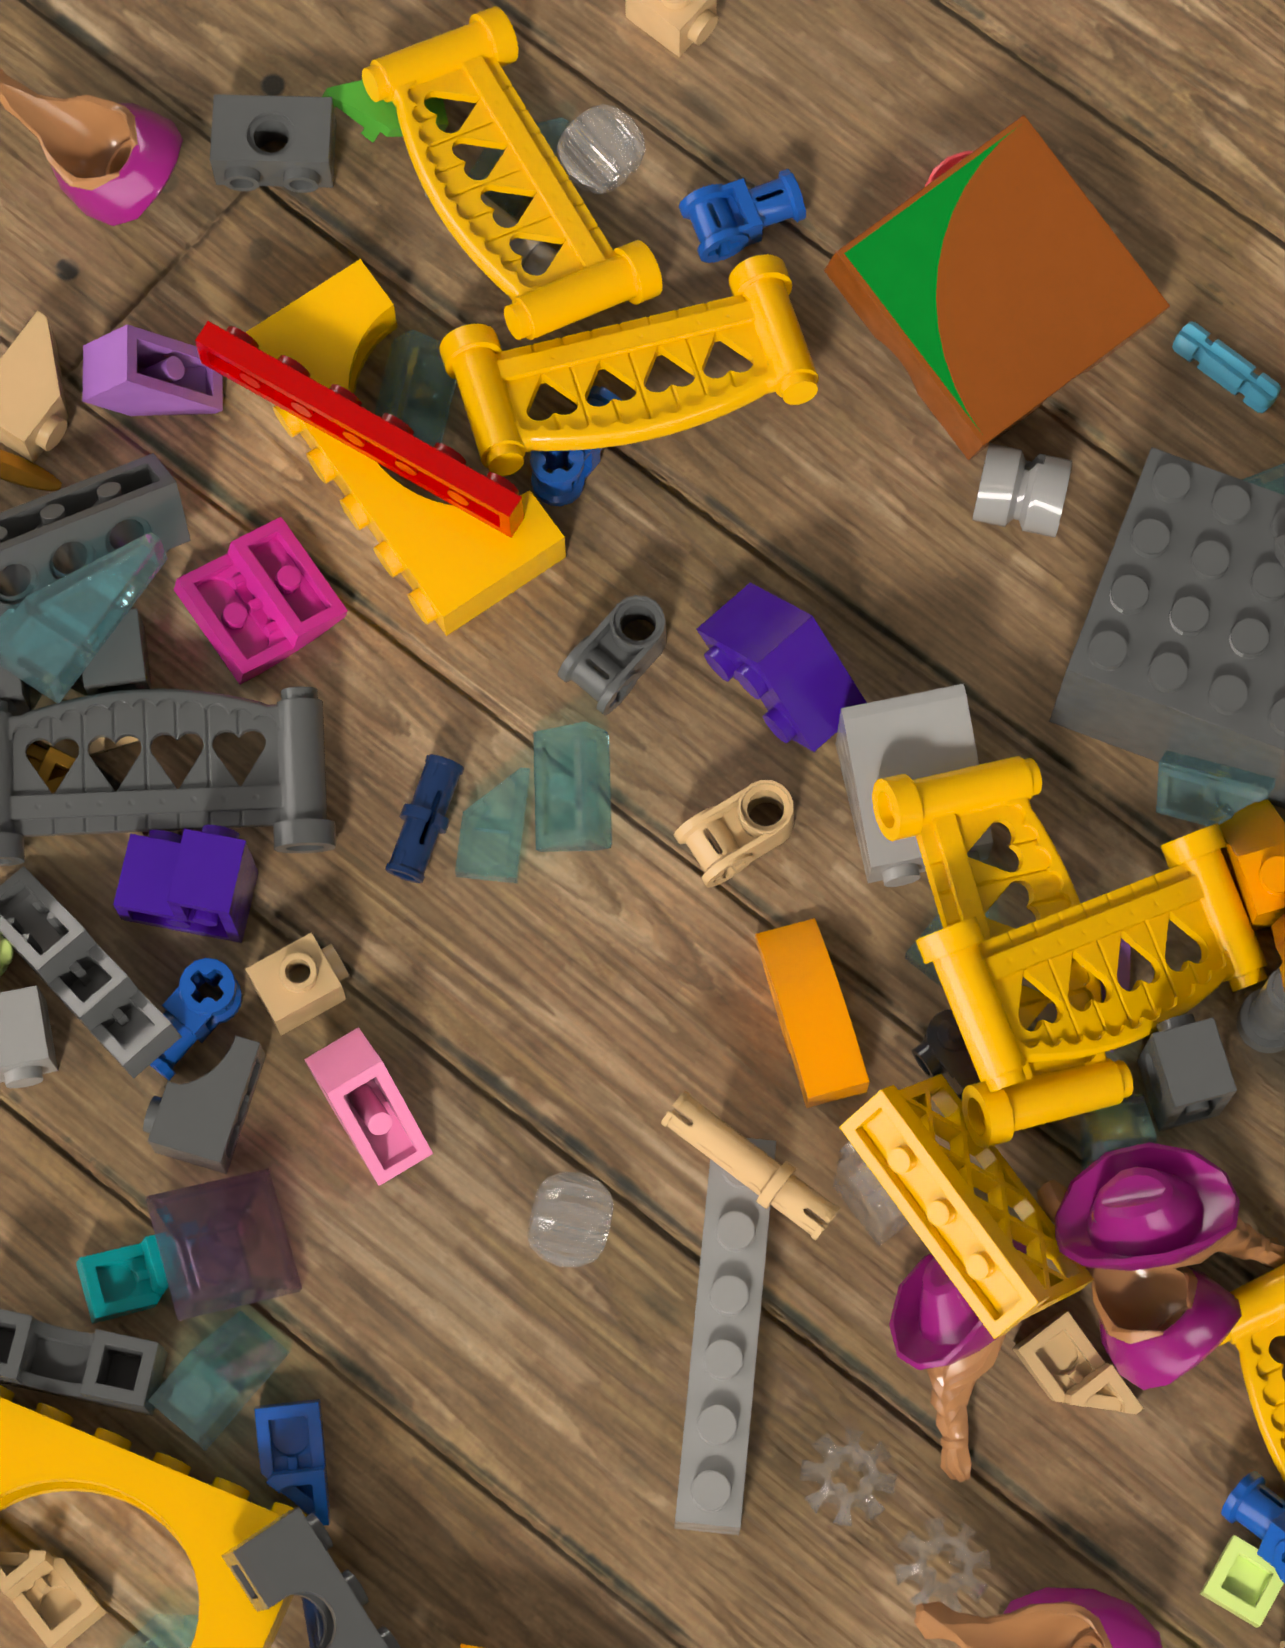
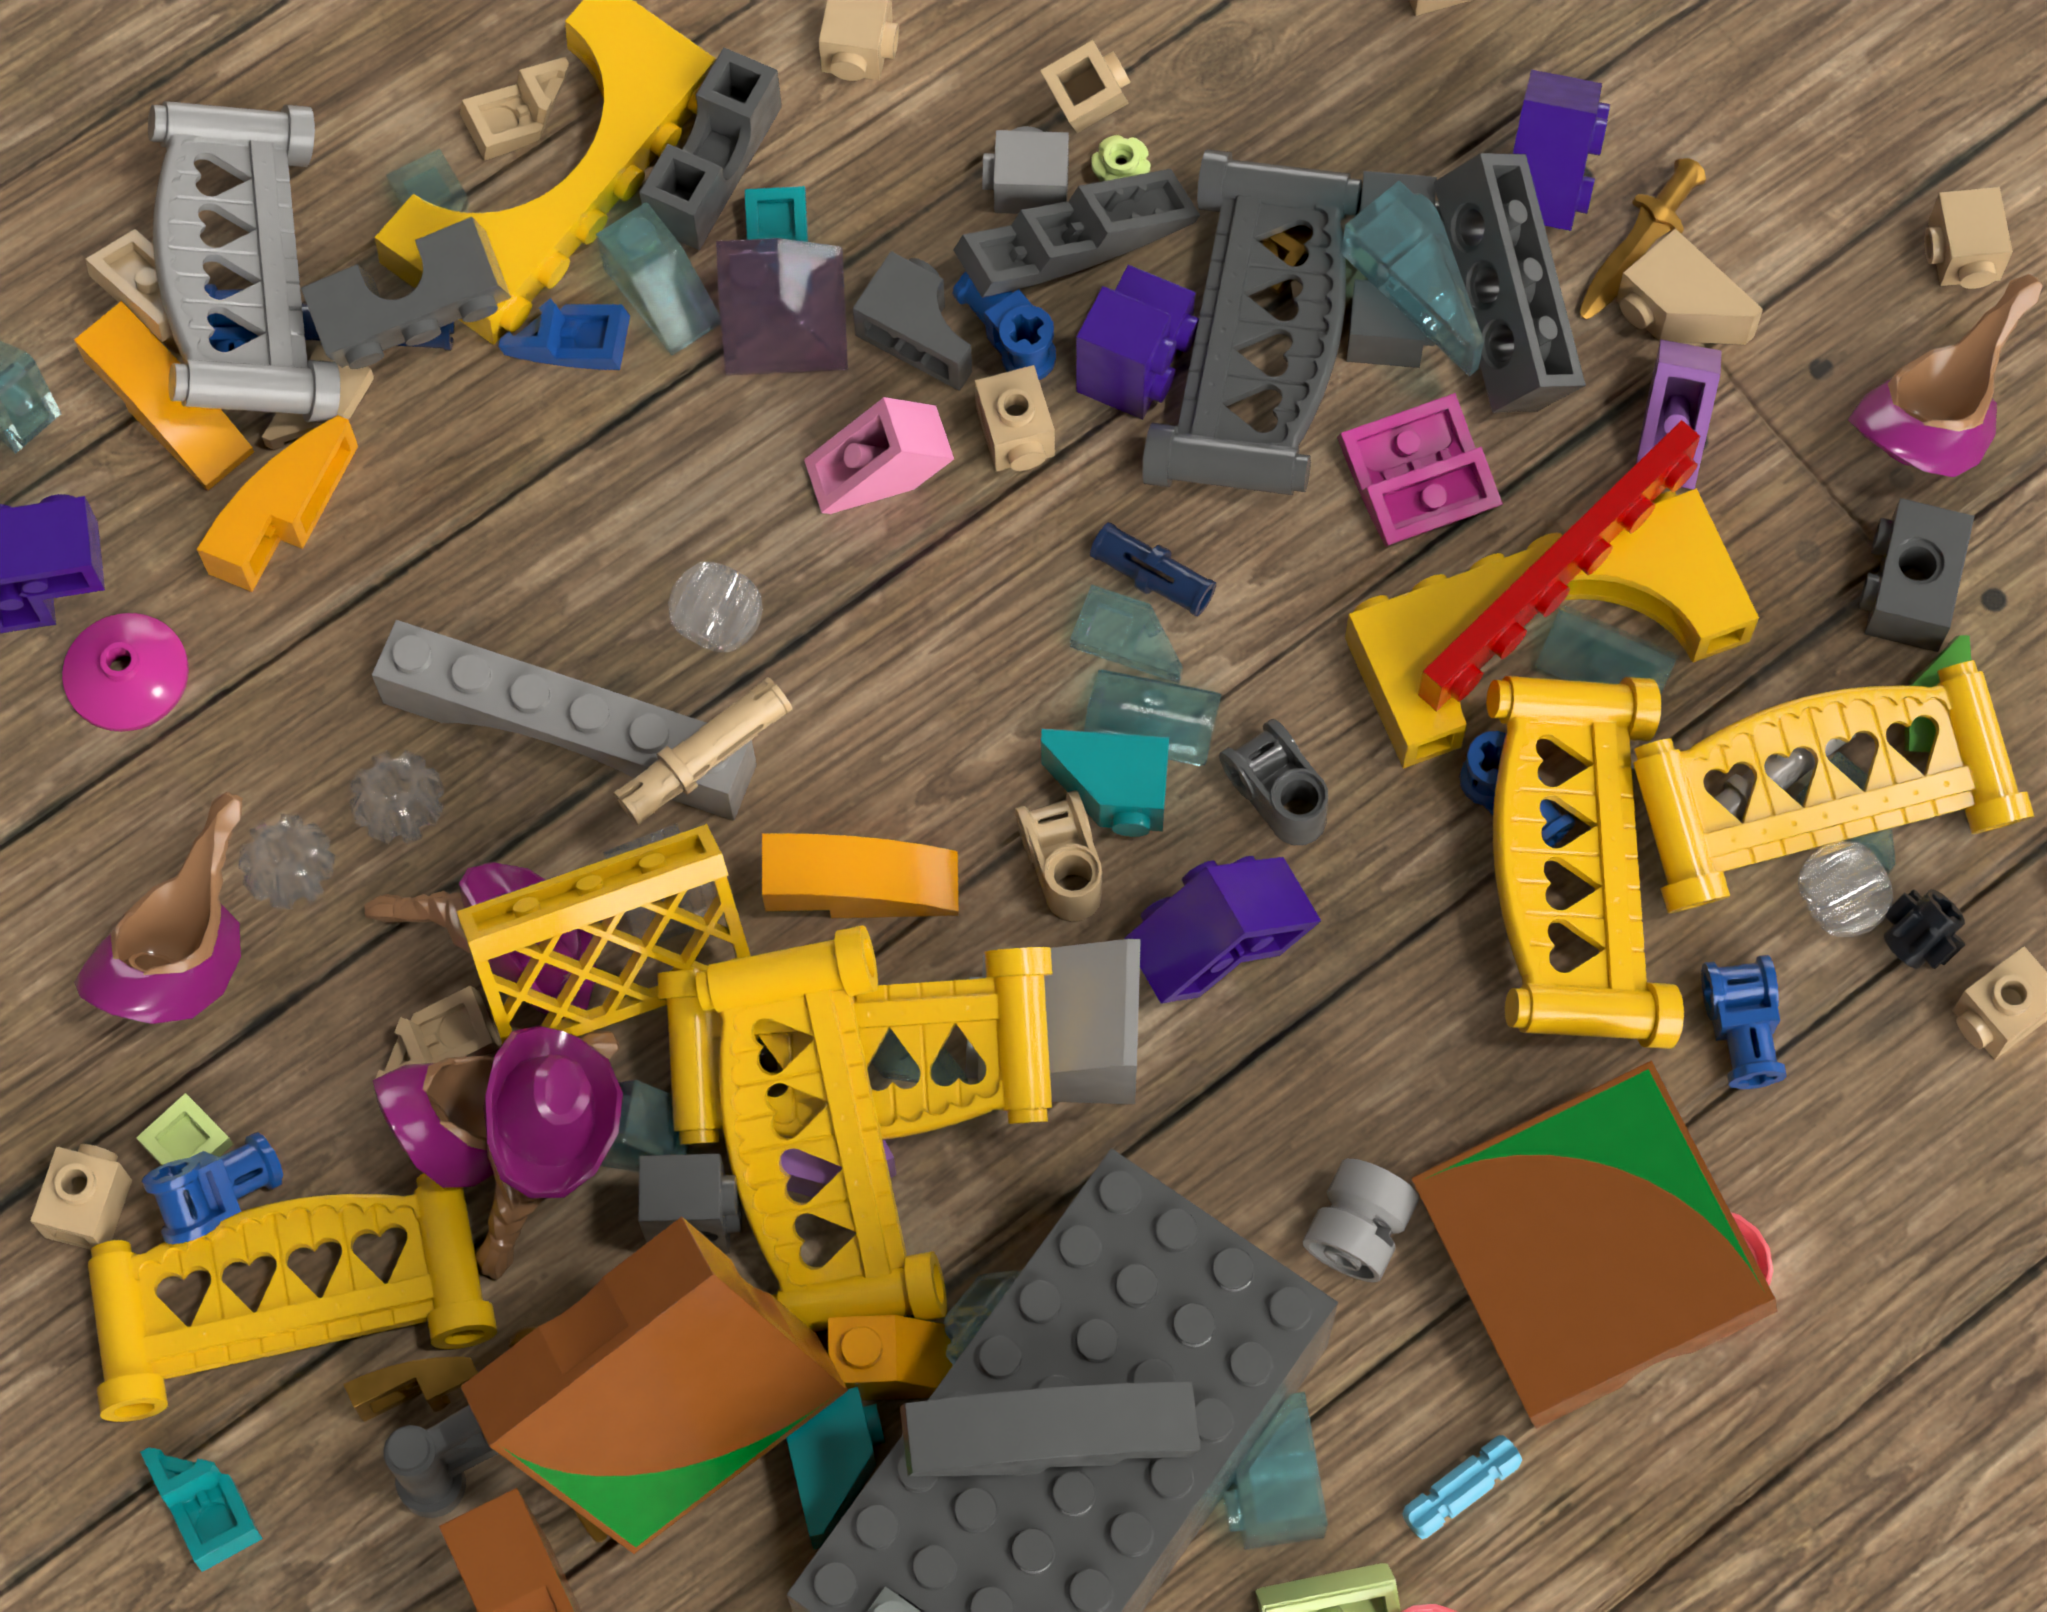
camera: 105 degrees right, 5 degrees down
(622, 78) = (1924, 929): none -> black gear
(653, 799) = (1115, 775): none -> teal slope

